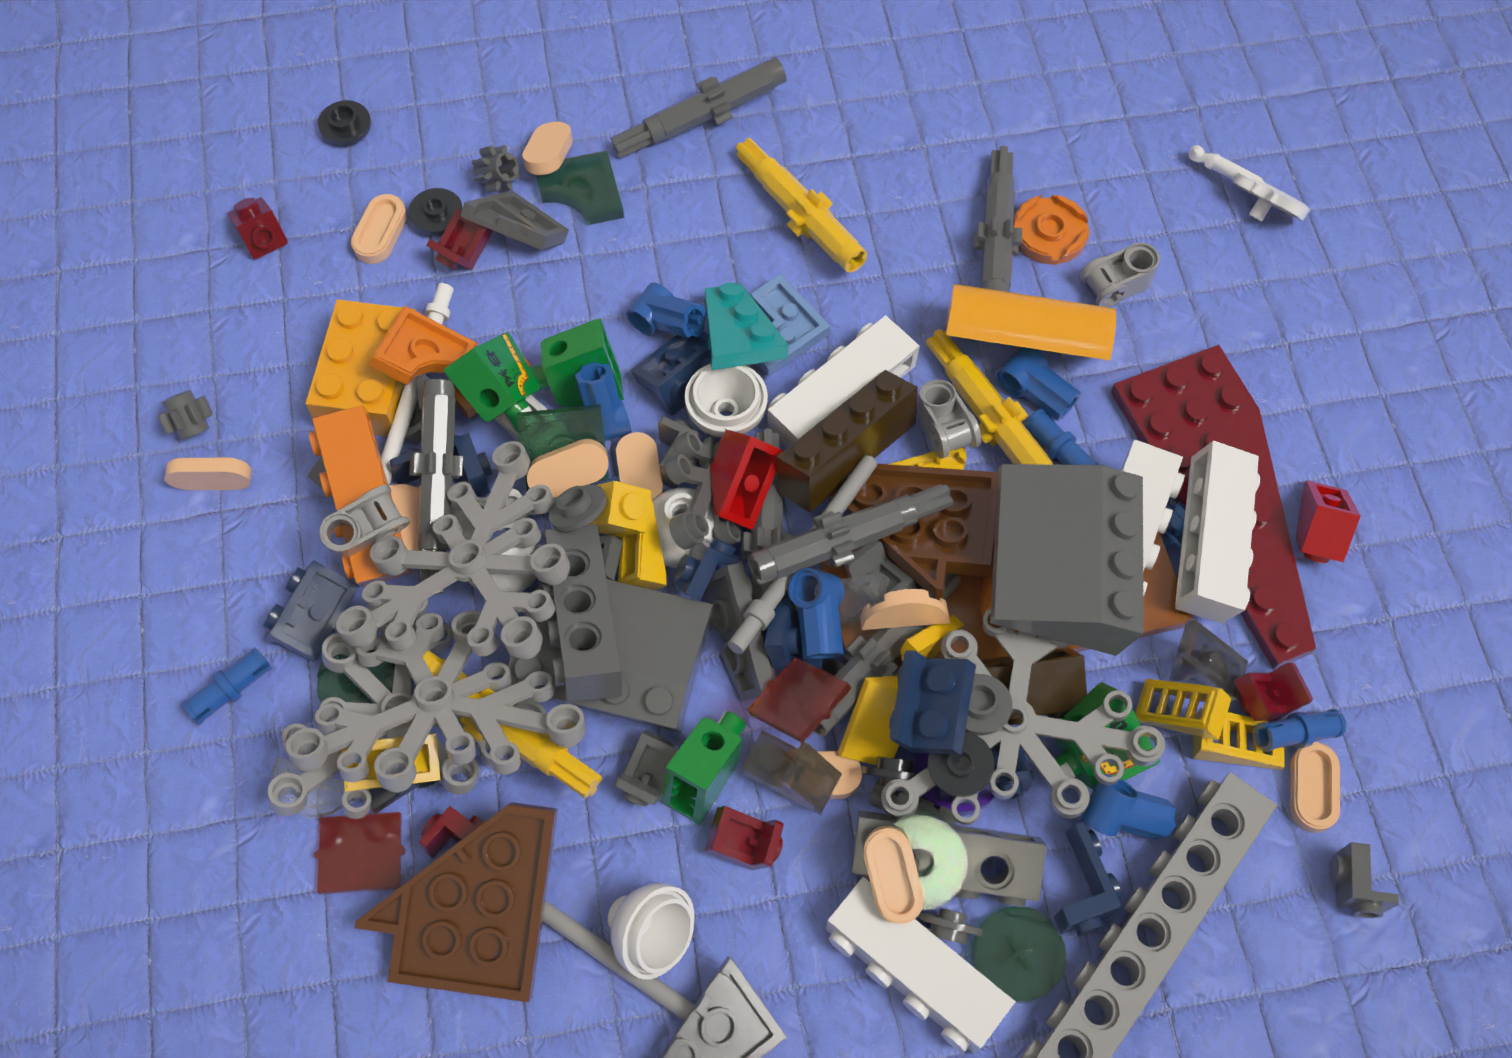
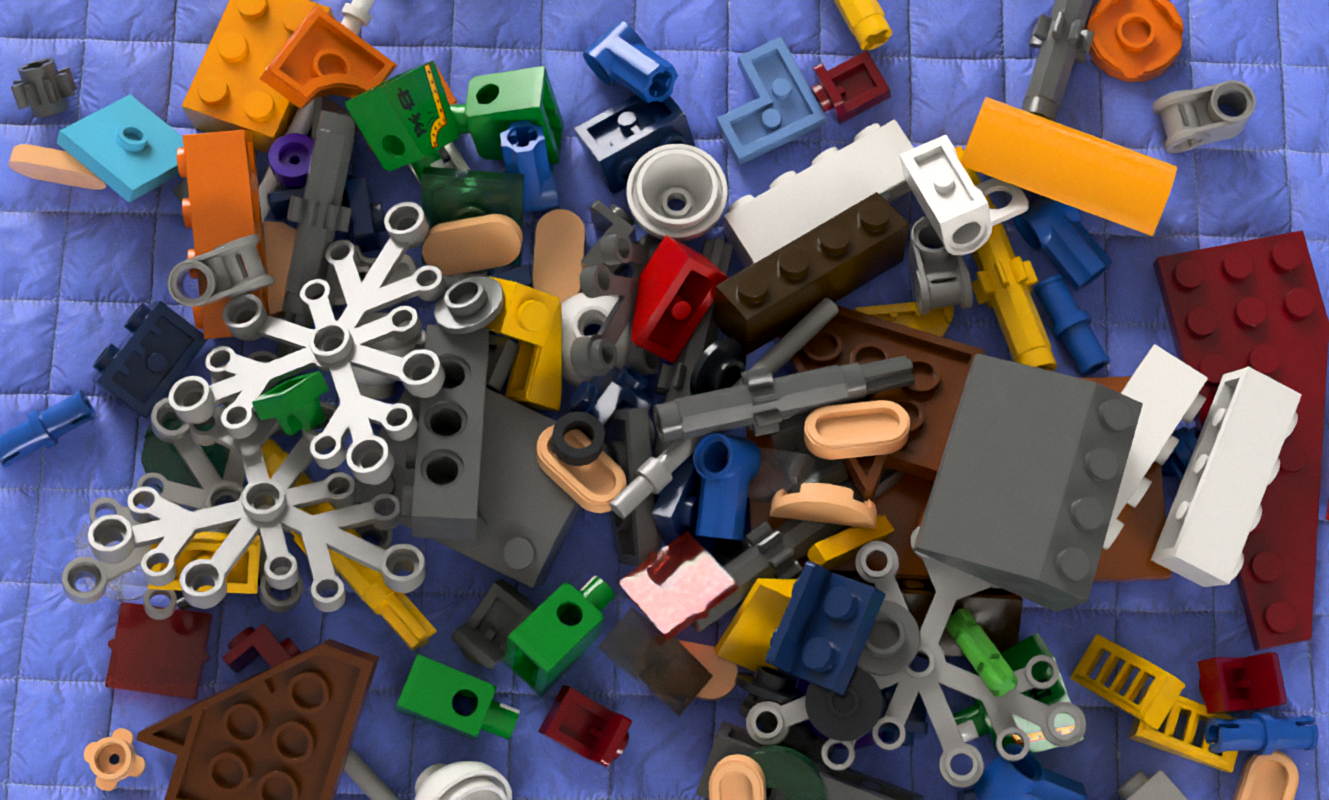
camera: 15 degrees right, 10 degrees up
(262, 447) = (124, 147): none -> medium azure plate
(323, 951) = (99, 755): none -> light nougat plate
(404, 429) = (291, 159): none -> dark purple tile
(446, 611) = (294, 403): none -> green tile
(608, 832) = (430, 694): none -> green torso
(684, 611) = (581, 421): none -> black piece
(695, 623) = (589, 485): none -> light nougat tile
(739, 329) = (712, 104): teal wing -> none
(792, 519) = (718, 366): none -> black piece
(843, 301) = (850, 87): none -> dark red bracket
(916, 546) = (856, 429): none -> light nougat tile
(948, 359) = (951, 199): none -> white piece
(1064, 700) = (981, 652): none -> bright green axle
(1207, 660) = (1174, 630): clear smoke slope -> none

